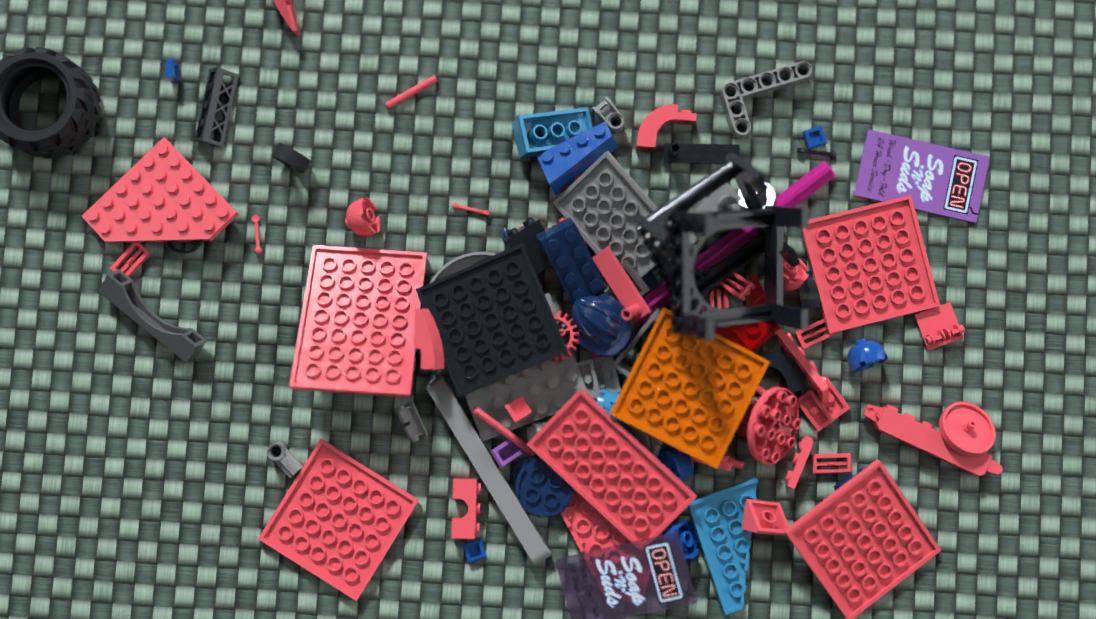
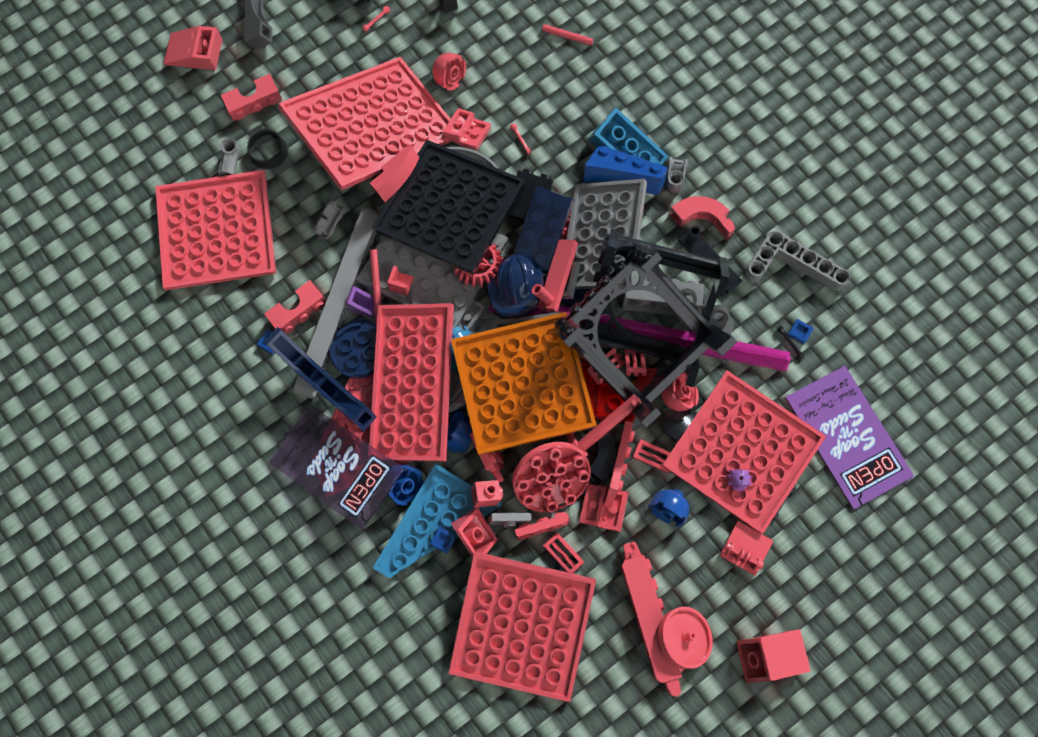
camera: 50 degrees right, 10 degrees down
(152, 409) = (194, 48): none -> coral slope
(250, 381) = (241, 106): none -> coral arch
(319, 420) = (271, 163): none -> black tyre
(428, 246) = (466, 130): none -> coral slope
(555, 538) = (320, 380): none -> dark blue arch
(744, 484) = (486, 493): none -> coral brick
(749, 545) = (443, 540): none -> blue tile
(769, 354) = (607, 424): none -> coral piece
(775, 482) = (509, 520): none -> light grey plate
(884, 289) = (735, 482): none -> medium lavender animal
(1030, 377) = (773, 656): none -> coral slope

